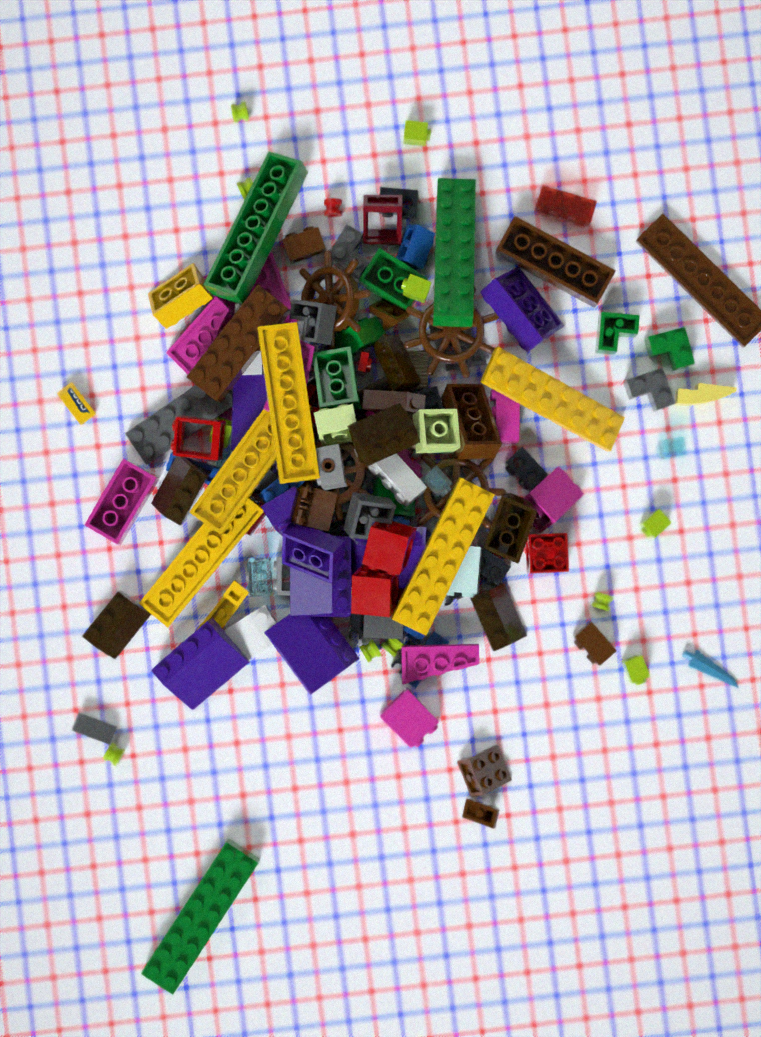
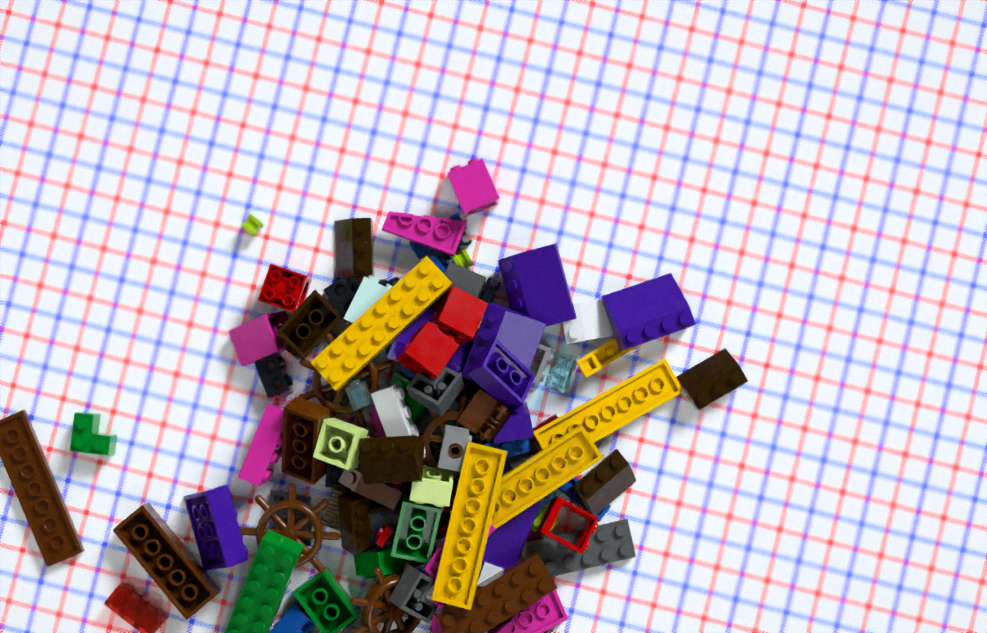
camera: 160 degrees left, 0 degrees up
(76, 403) = (671, 603): yellow slope -> none
(94, 728) = (768, 291): dark grey slope -> none
(114, 754) = (759, 260): lime wheel -> none
(121, 502) = (663, 492): dark pink brick -> none
(200, 916) = (735, 81): green brick -> none
(370, 650) = (485, 263): lime wheel -> none
(388, 312) = (342, 573): reddish brown slope -> none
(416, 288) = (306, 587): lime brick -> none
(481, 813) = (441, 75): reddish brown slope -> none
(484, 771) = (423, 111): reddish brown bracket -> none
(552, 399) = (221, 431): yellow plate -> none
(594, 644) = (275, 188): reddish brown brick -> none
(612, 326) = (139, 477): green brick -> none
(636, 669) = (246, 150): lime brick -> none
(652, 384) = (121, 405): dark grey brick -> none
(655, 524) = (174, 277): lime brick -> none
(671, 448) = (130, 341): clear light blue brick -> none
(701, 394) = (81, 381): light yellow slope -> none
(705, 665) = (182, 130): dark azure bar -> none

